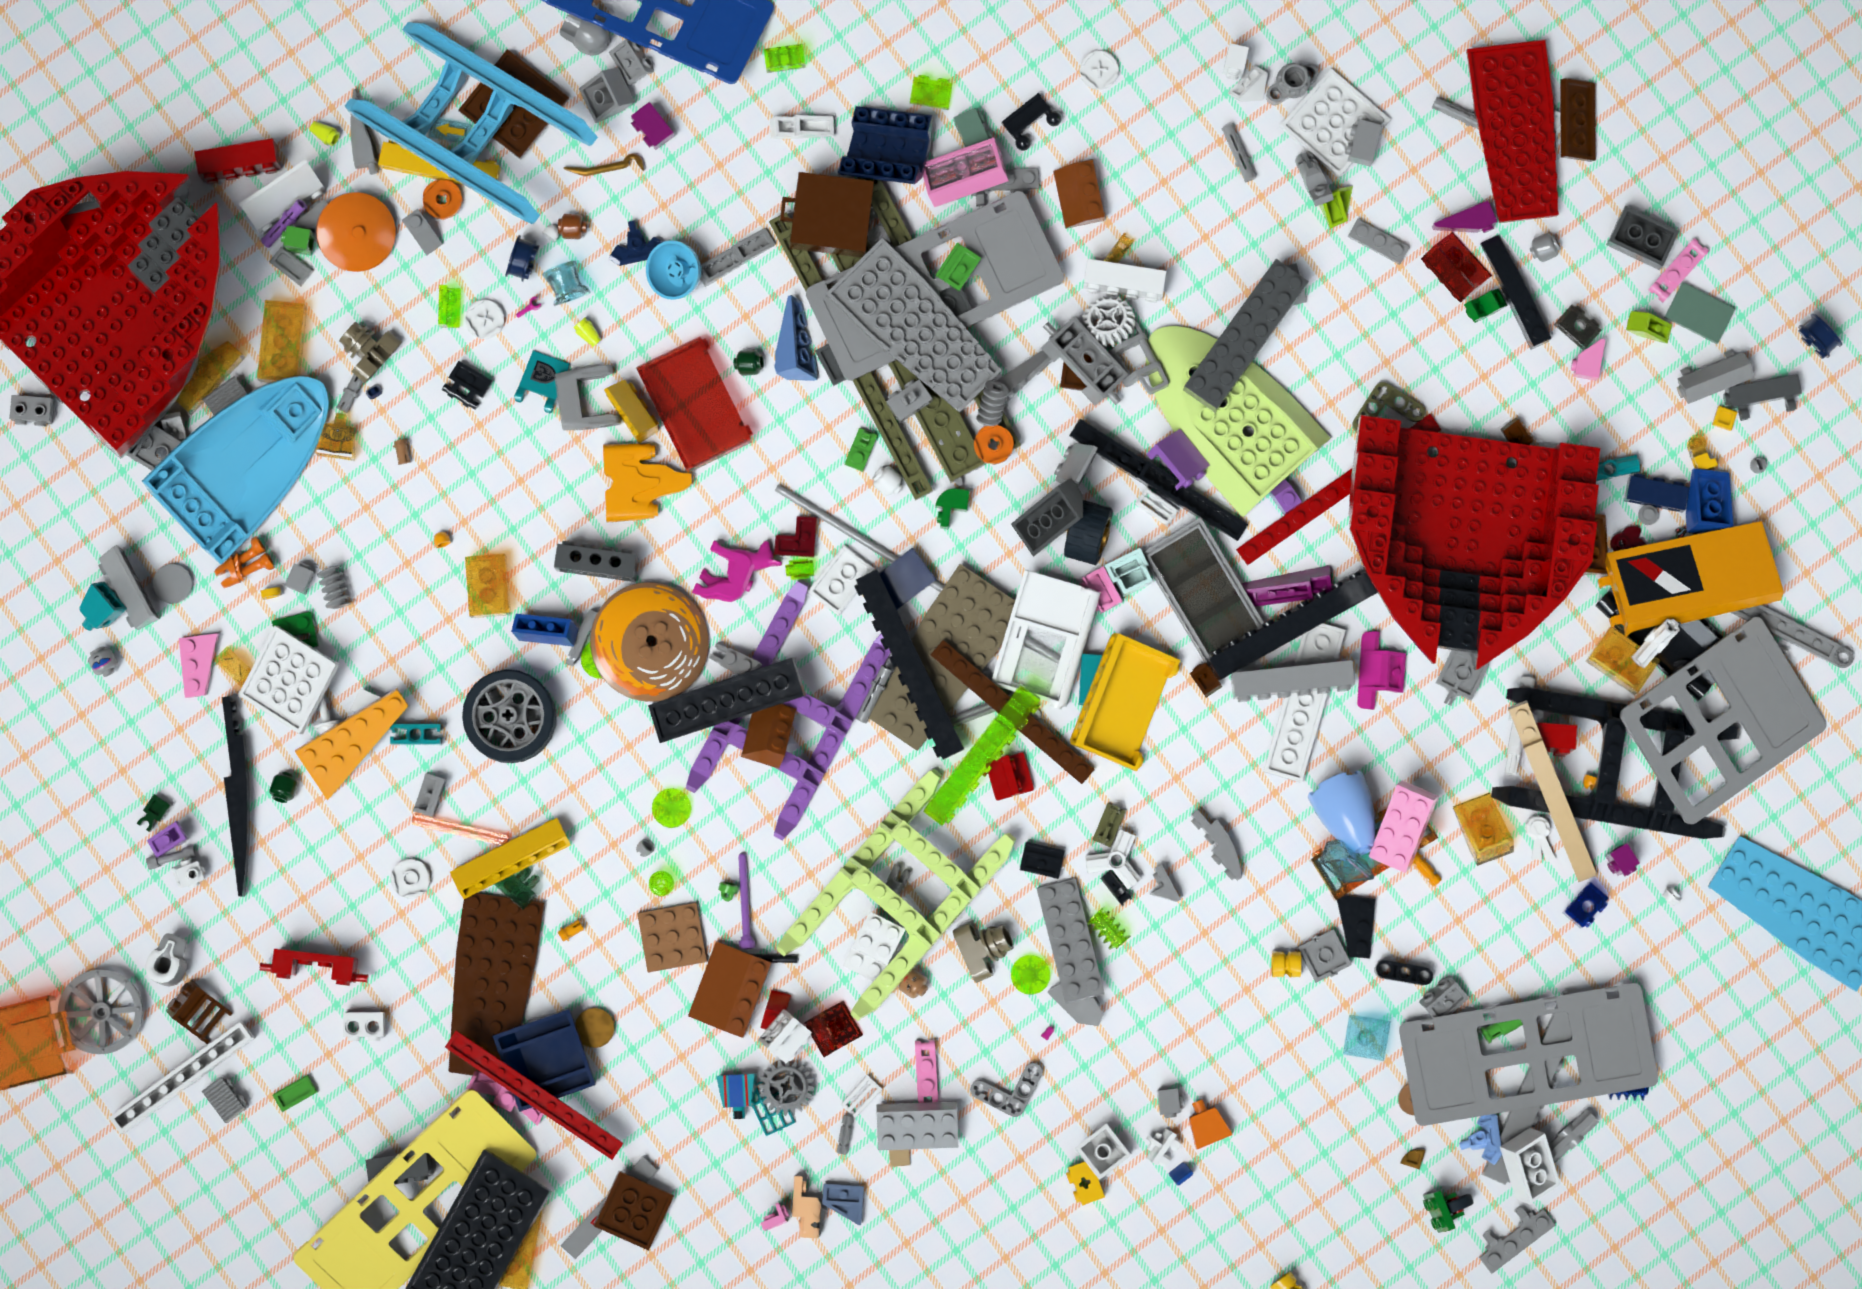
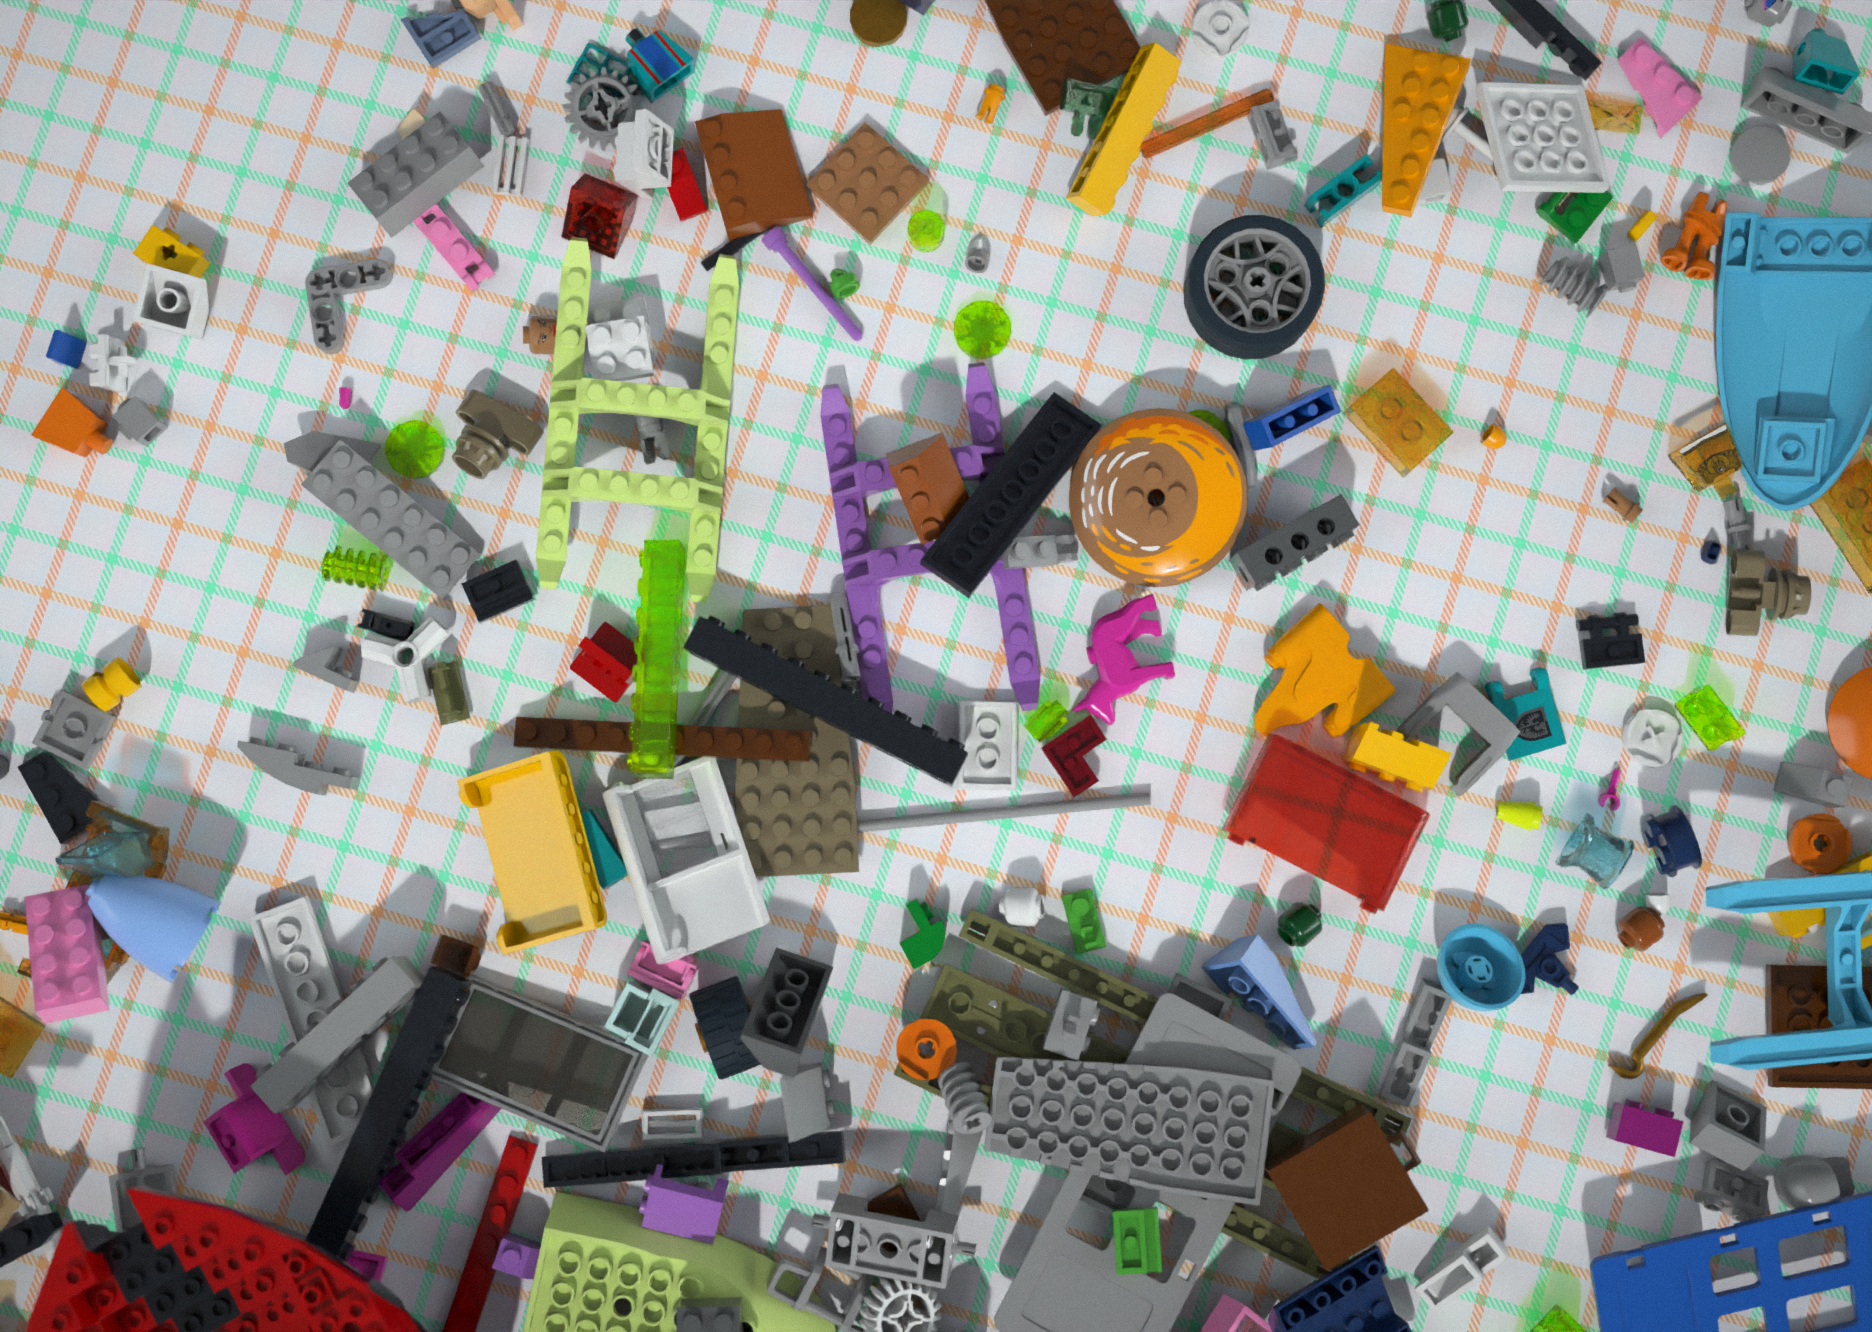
camera: 145 degrees right, 0 degrees up
(906, 578) = (910, 805): dark blue tile -> none

